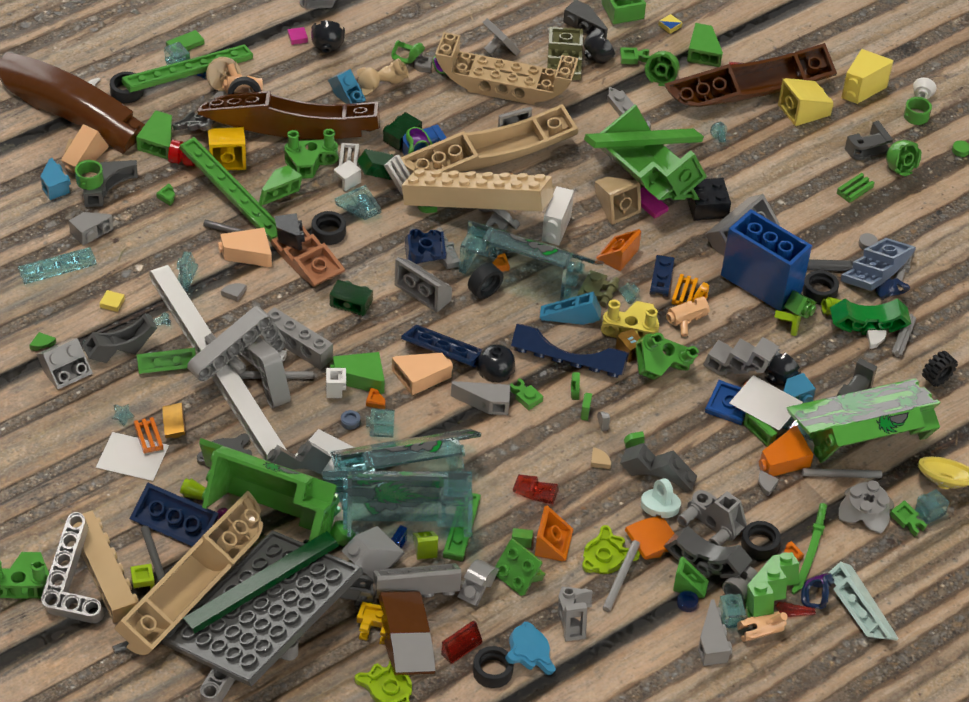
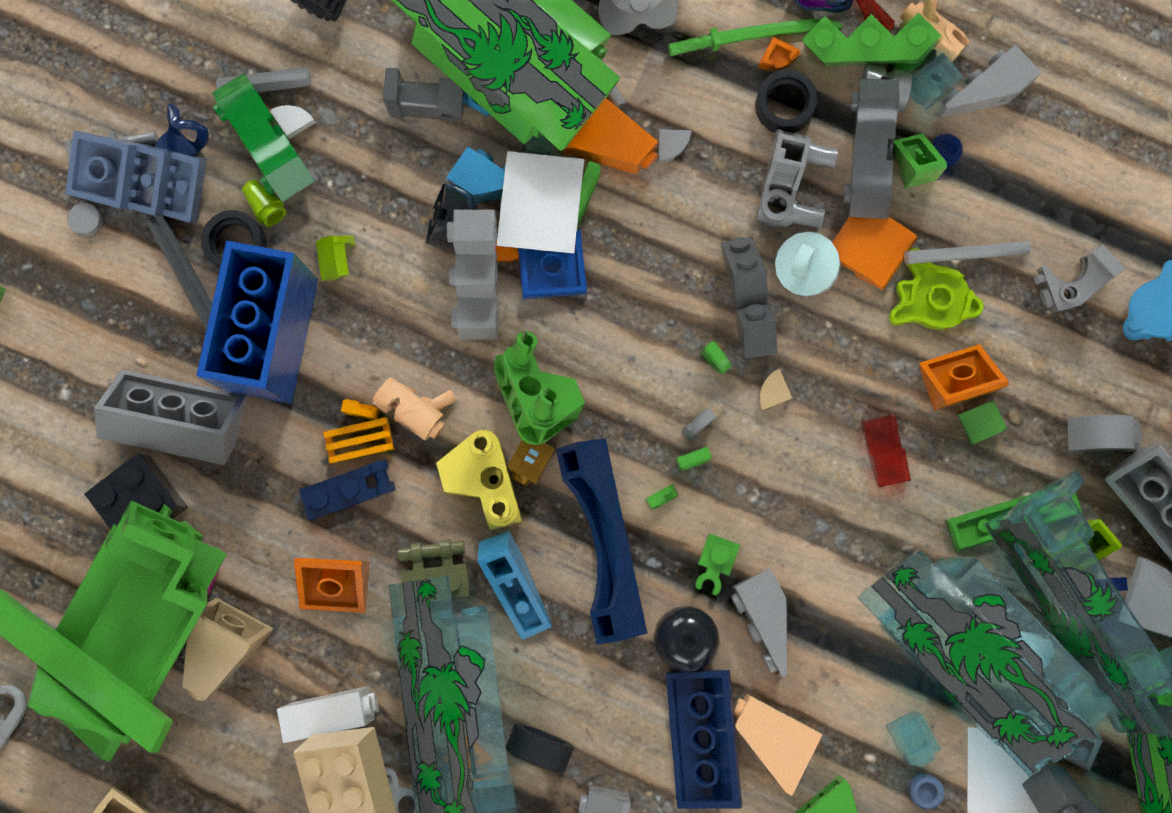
camera: 115 degrees left, 35 degrees up
(375, 399) = (864, 777): orange tile -> none
(519, 567) = (1046, 390): bright green bracket -> none
(630, 292) = (413, 518): clear light blue plate -> none
(800, 304) = (308, 241): bright green slope -> none

